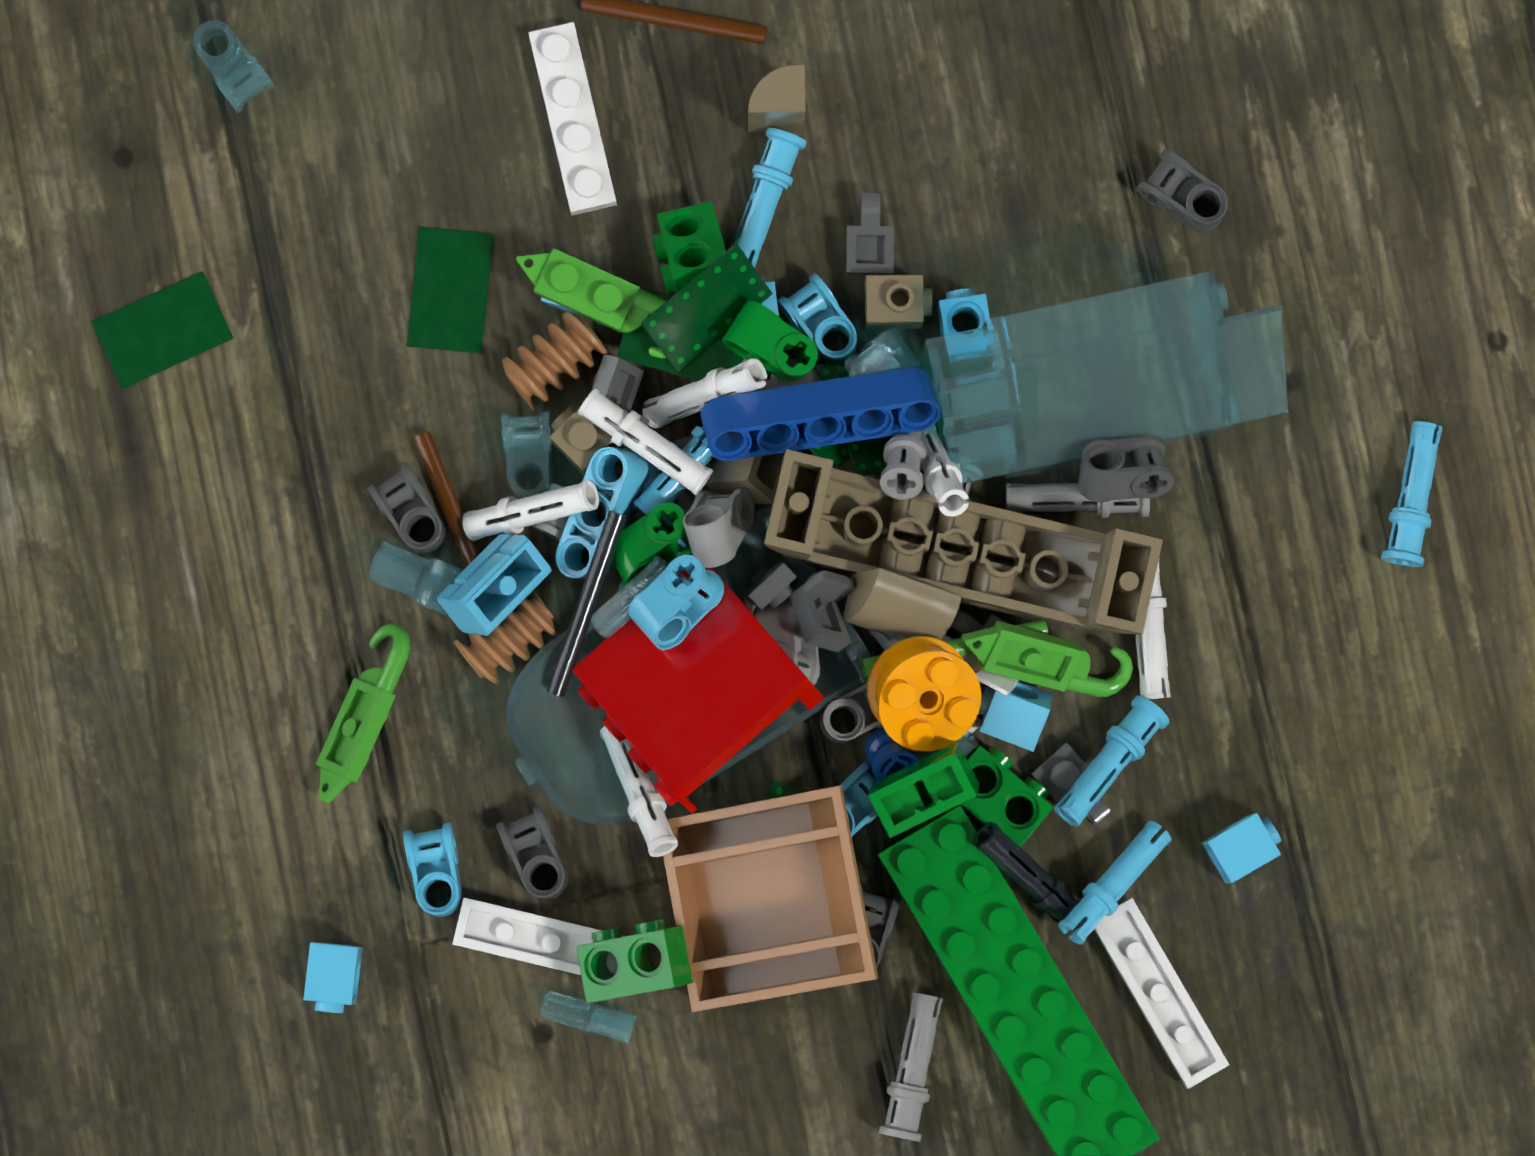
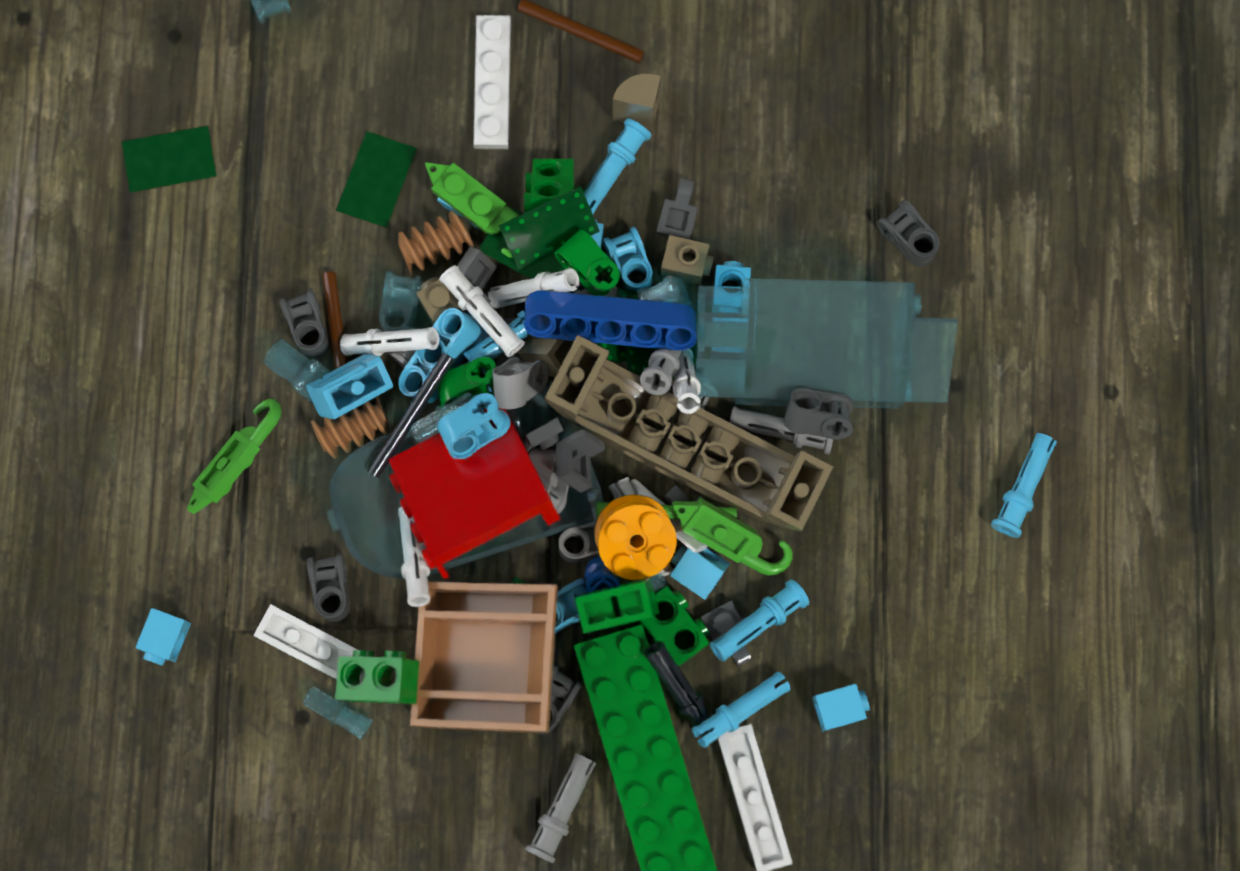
camera: 20 degrees right, 5 degrees down
(434, 865) = (255, 572): medium azure piece -> none
(899, 605) = (633, 470): dark tan brick -> none
(1152, 648) = (810, 542): white pin -> none

